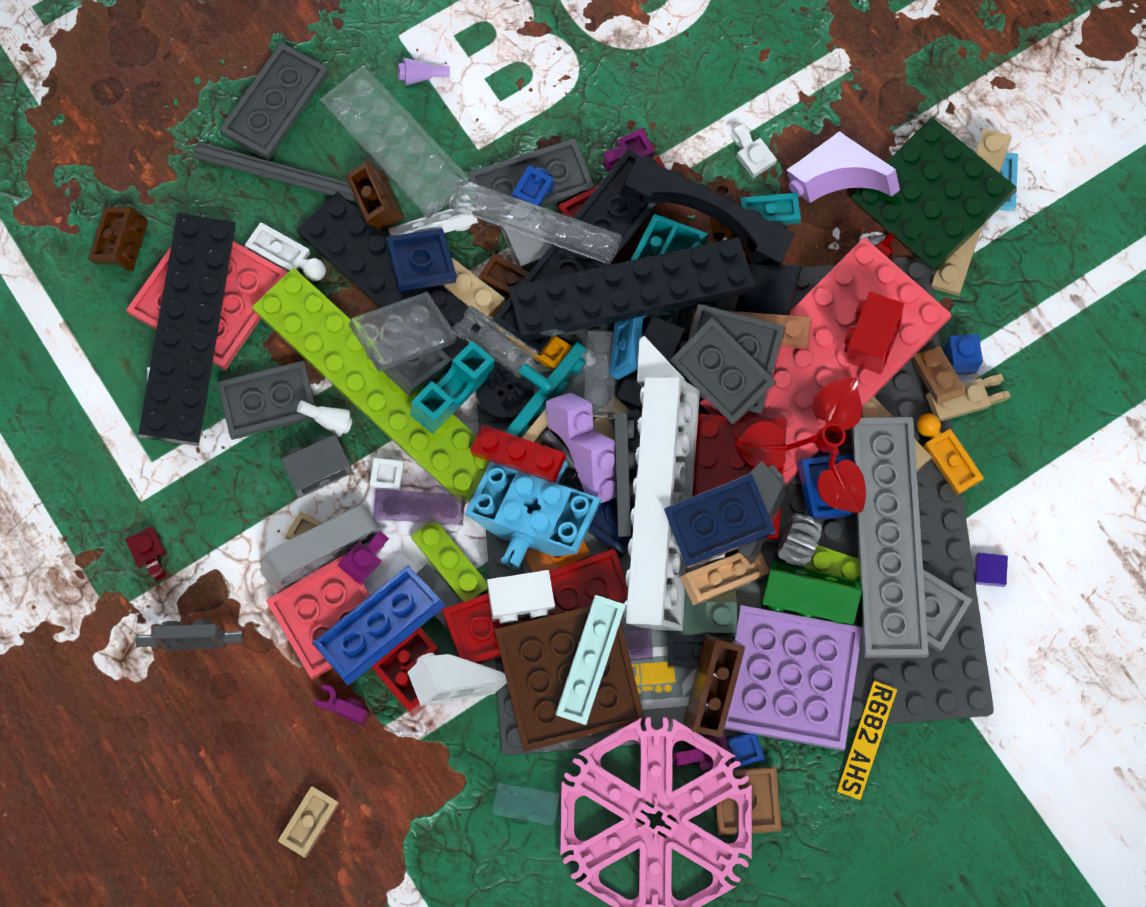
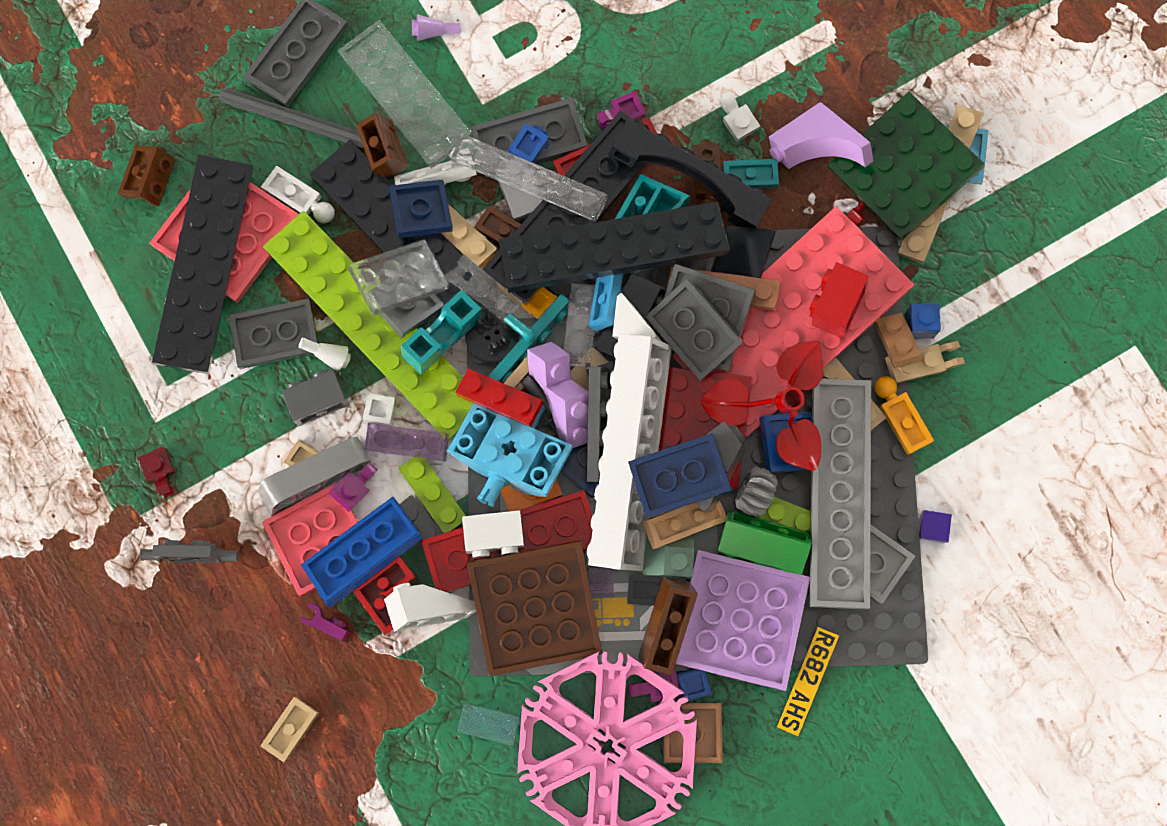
camera: 10 degrees right, 5 degrees up
(590, 659) = (553, 596): light aqua plate -> none

